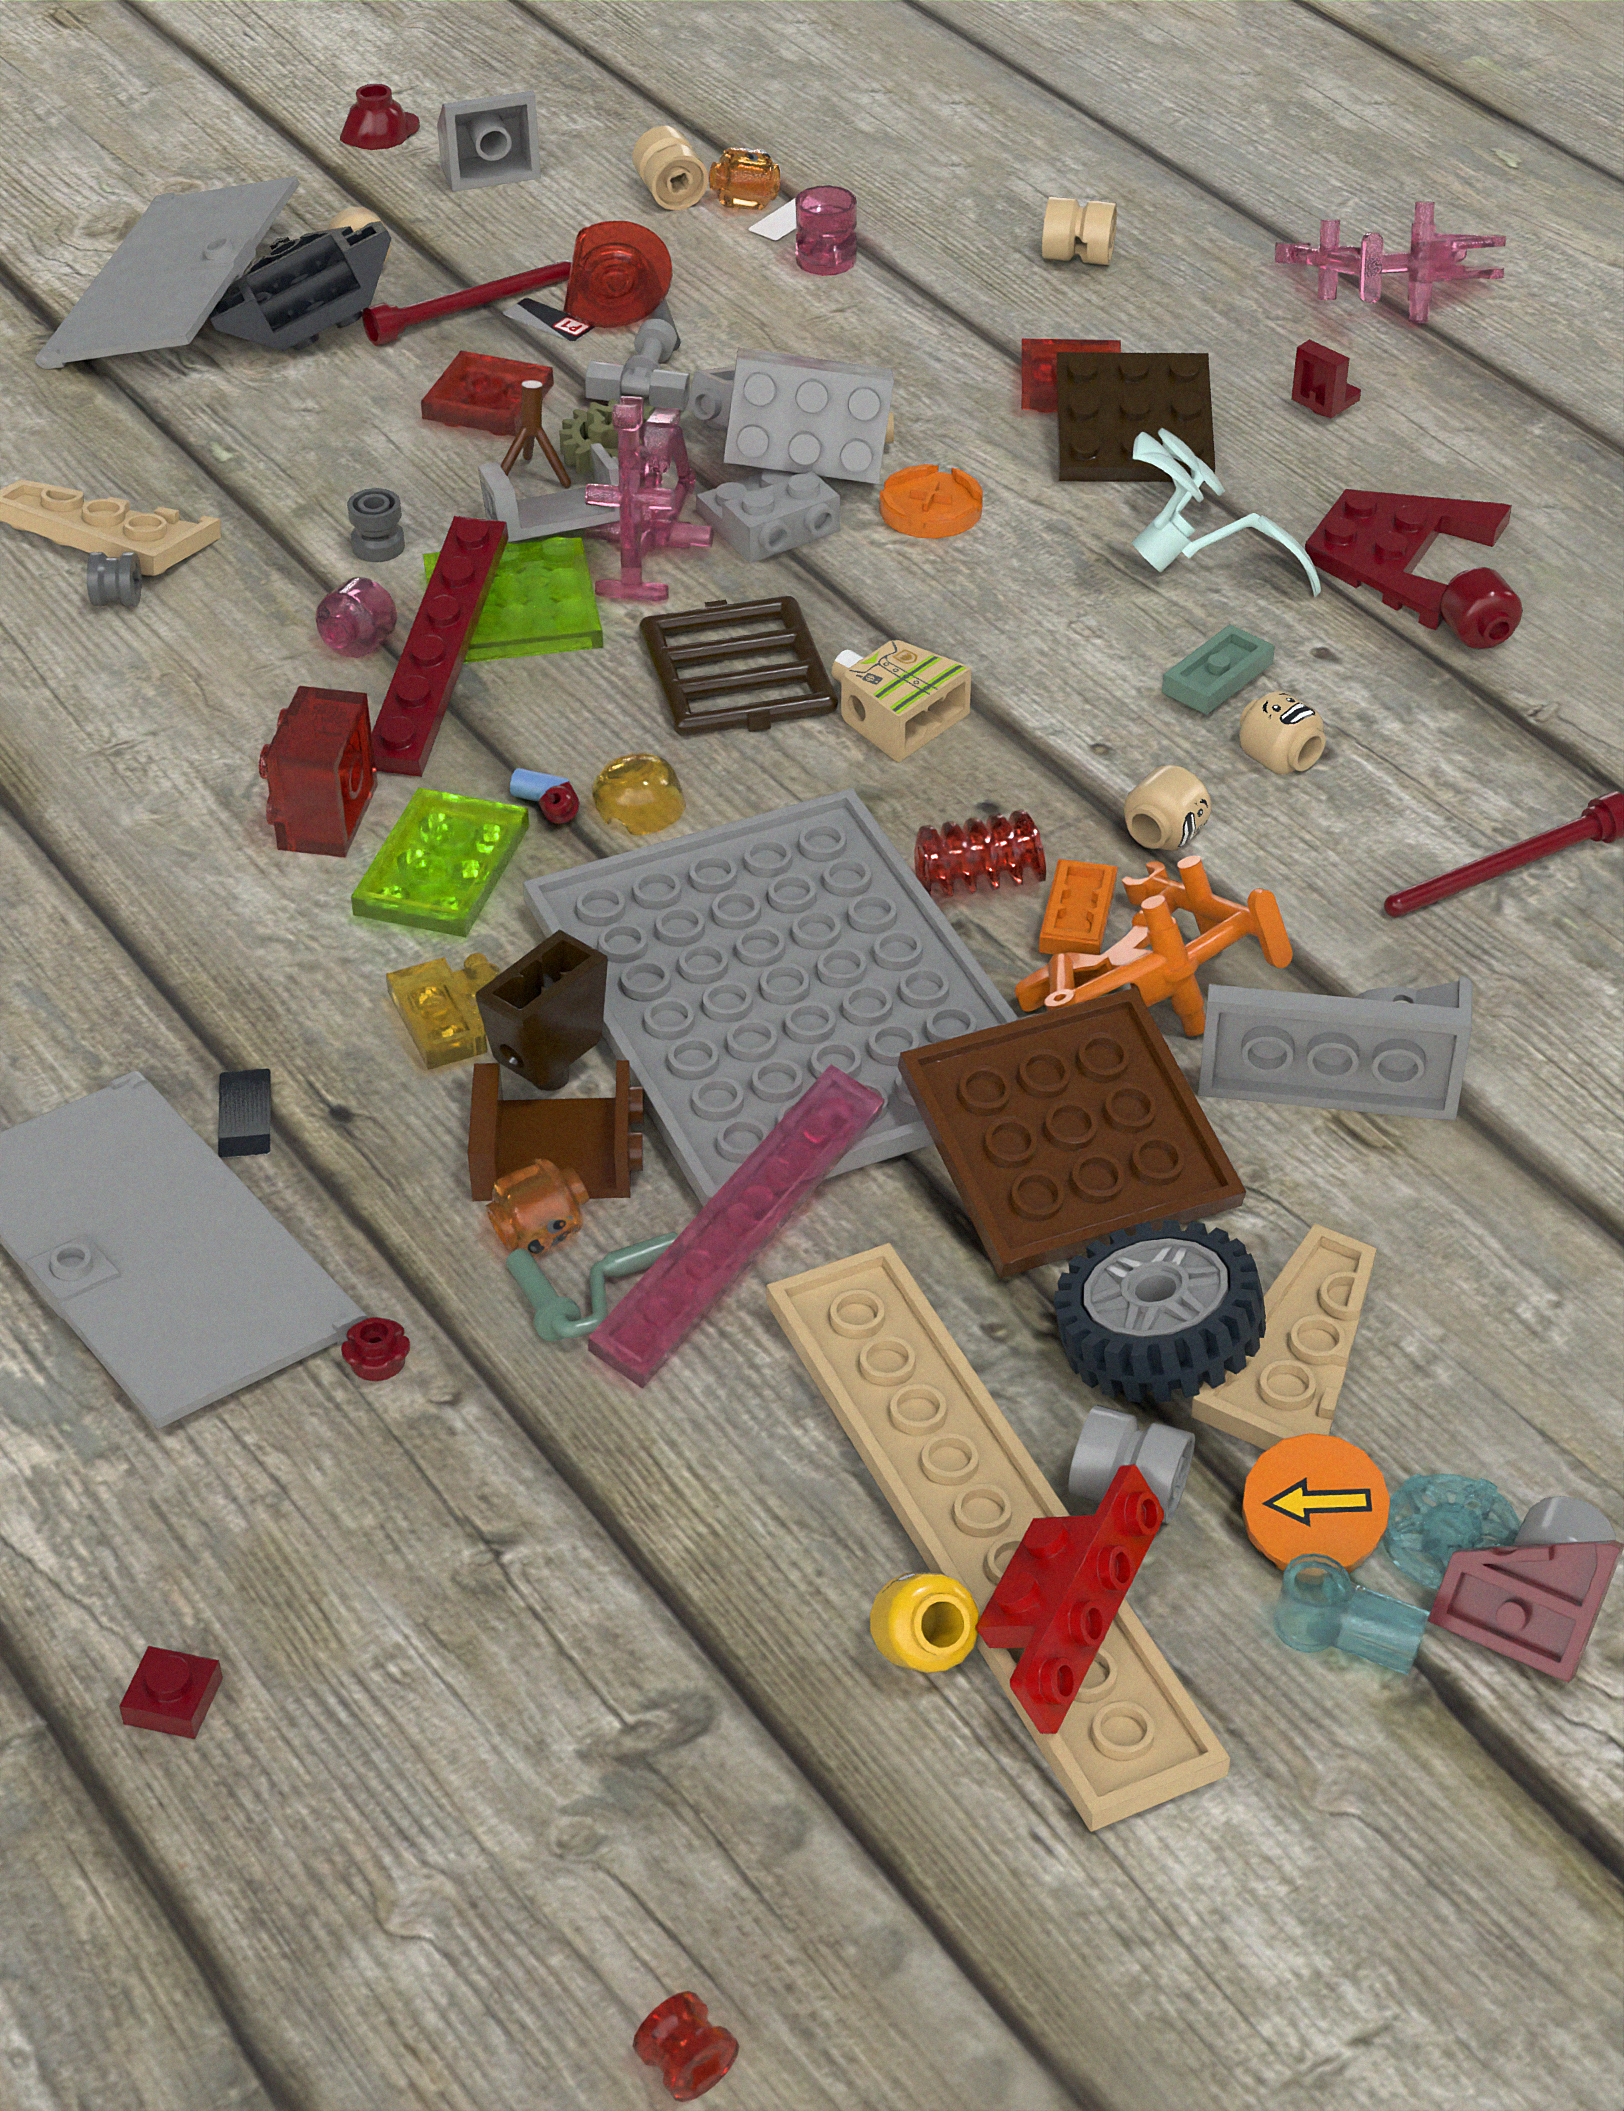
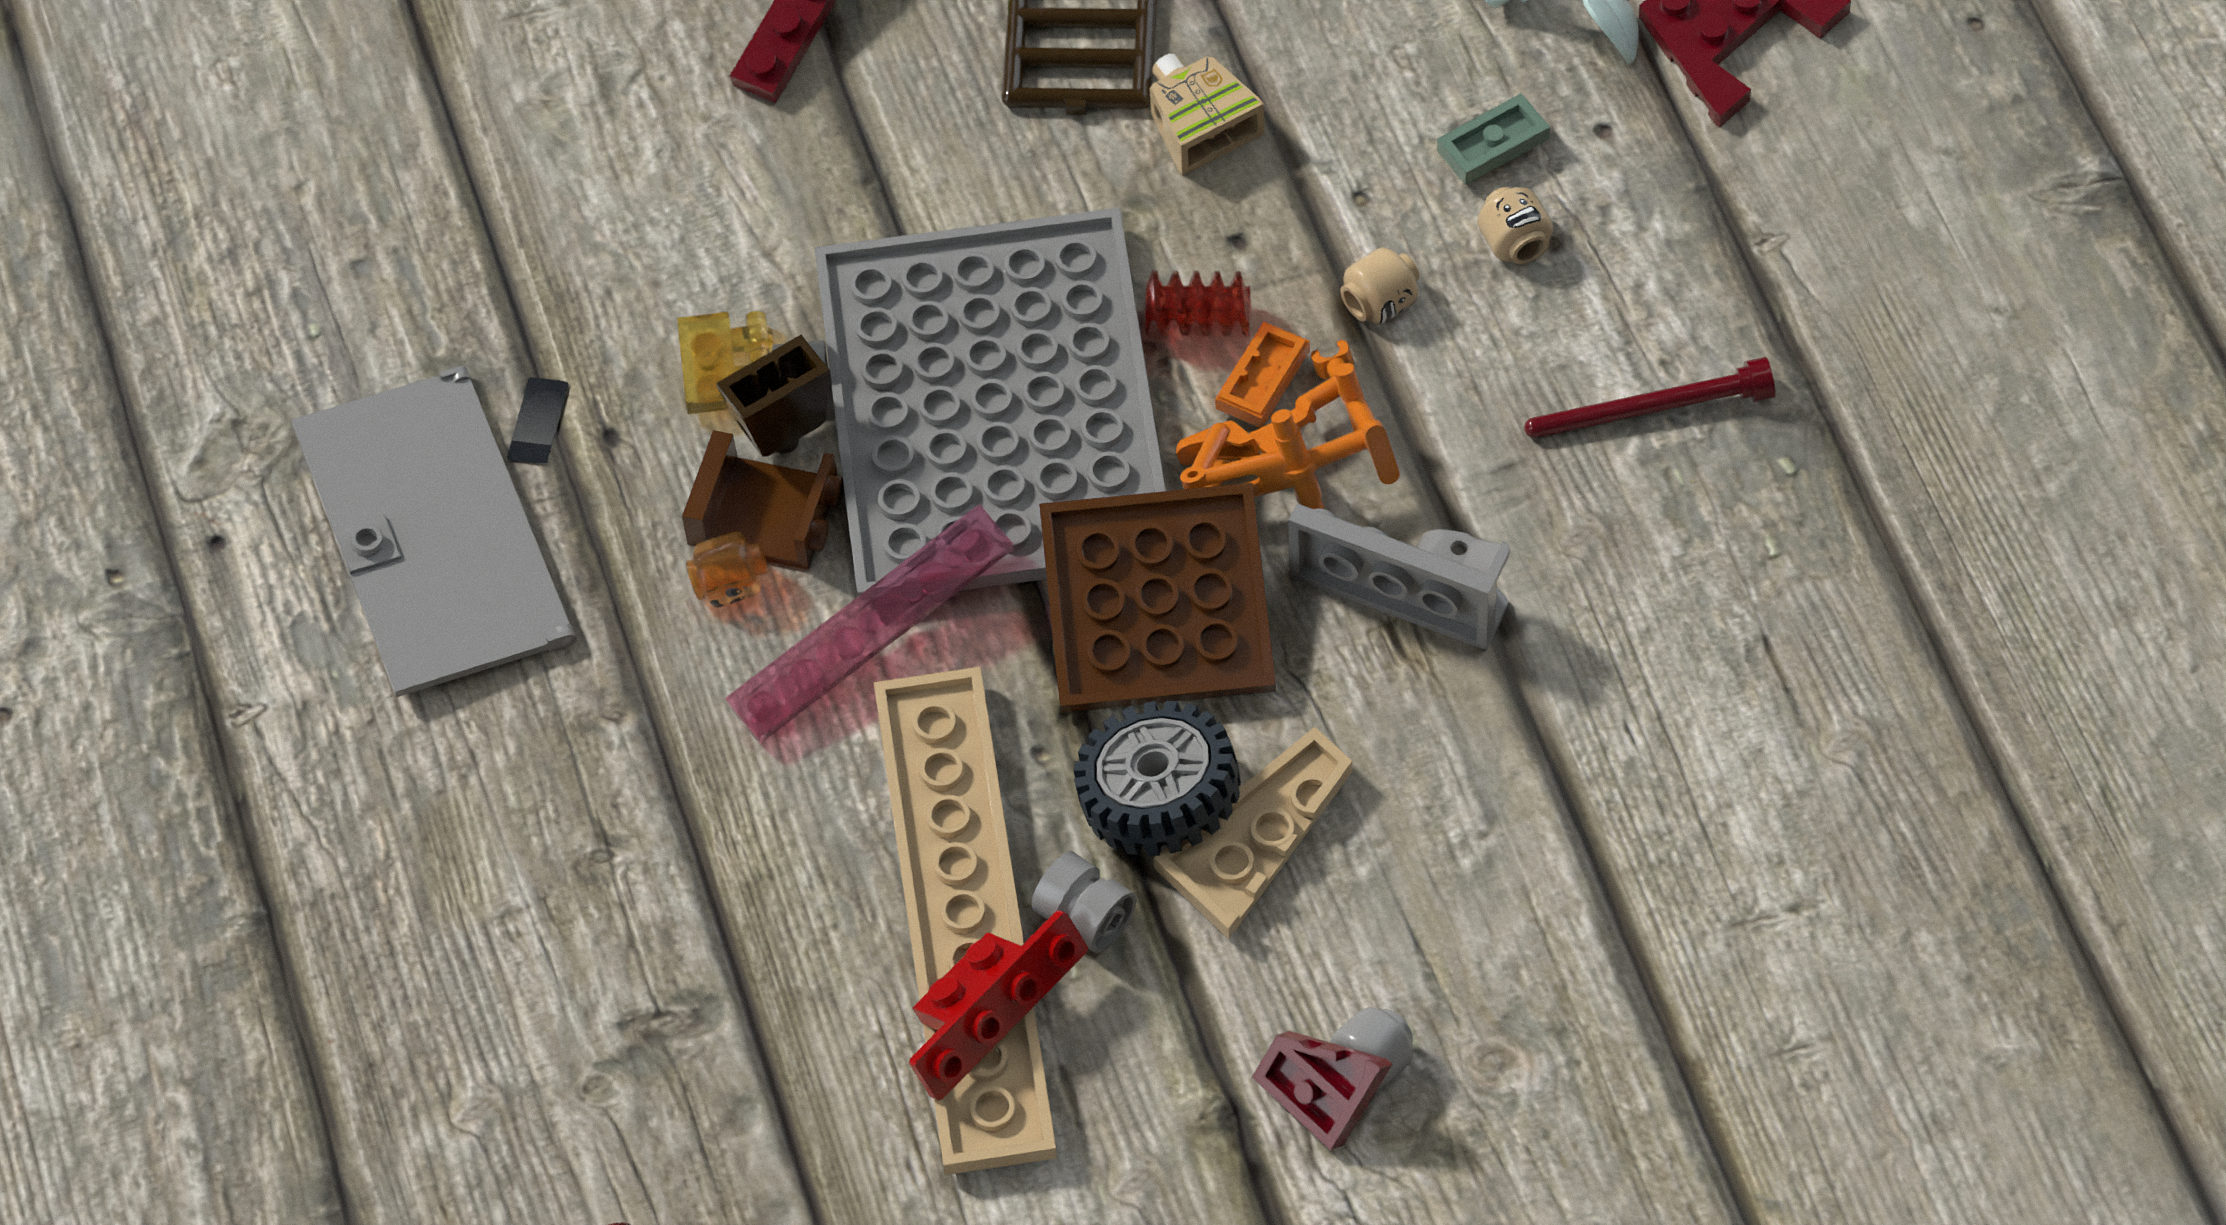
camera: 20 degrees right, 15 degrees up
(171, 1692) = (354, 911): dark red plate -> none
(320, 771) = (680, 99): clear red brick -> none
(376, 1348) = (574, 675): dark red plate -> none
(440, 862) = (758, 207): clear neon green plate -> none
(552, 793) = (874, 149): arm -> none
(560, 1316) = (716, 671): sand green piece -> none
(639, 793) = (945, 168): clear yellow hair -> none
(924, 1621) = (881, 992): yellow head -> none
(1316, 1499) = (1206, 968): orange tile -> none
(1325, 1609) = (1194, 1064): clear light blue piece -> none
(1446, 1524) = (1303, 1008): clear light blue wheel -> none
(1481, 608) = (1755, 121): dark red head -> none

